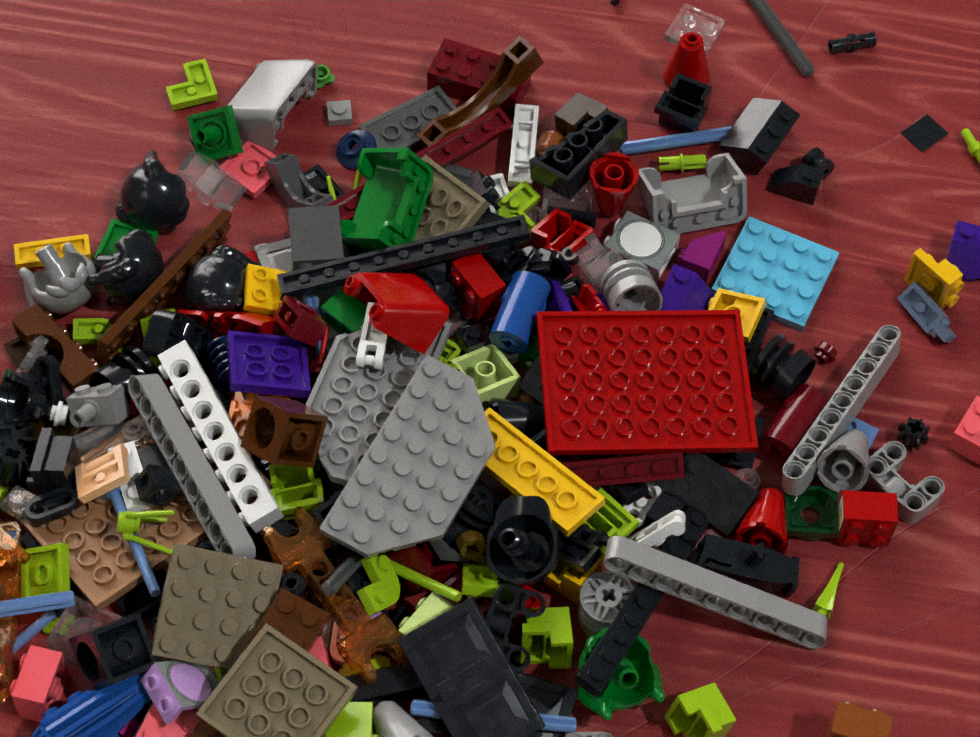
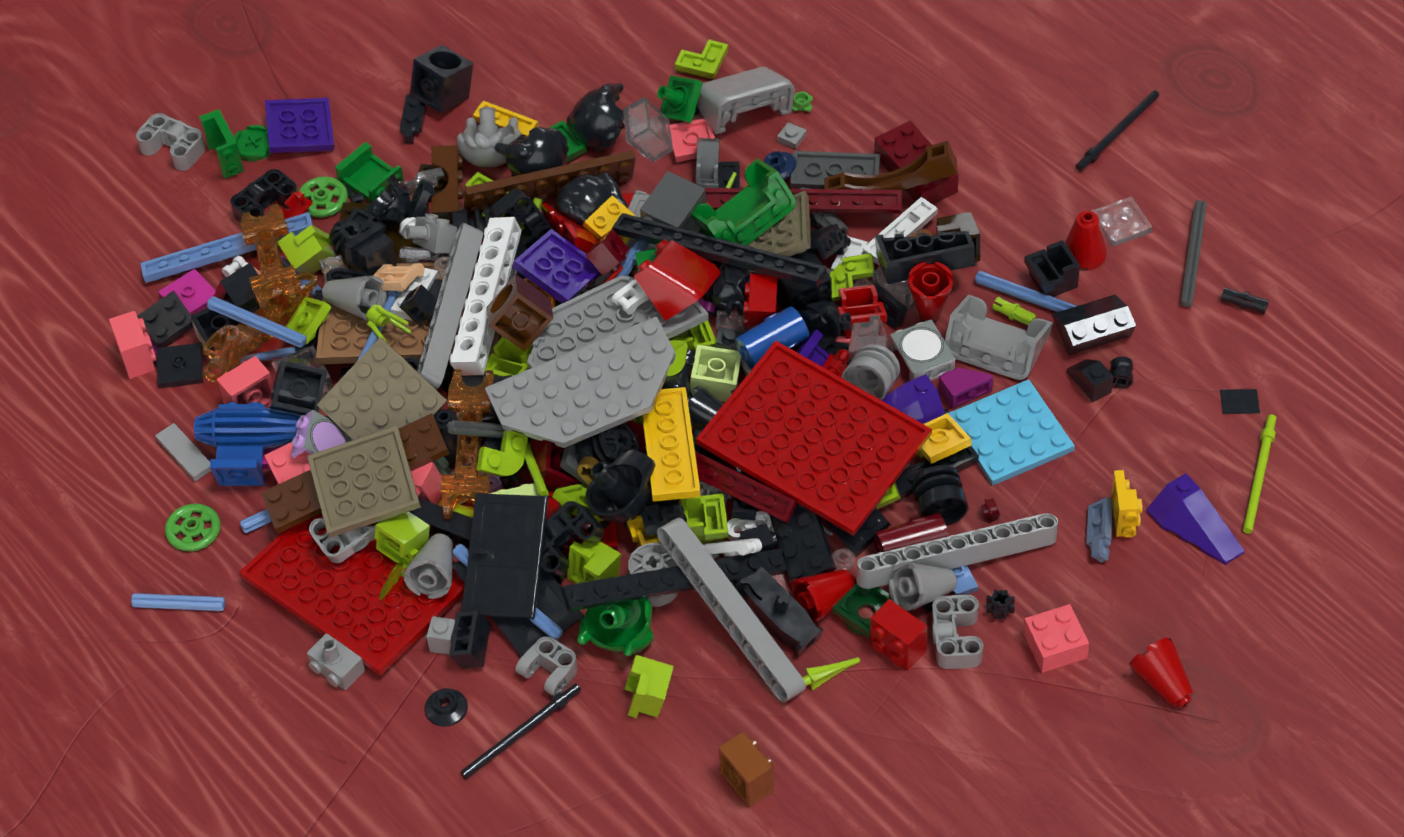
camera: 45 degrees right, 5 degrees down
(80, 517) = (355, 294): none -> light grey cone

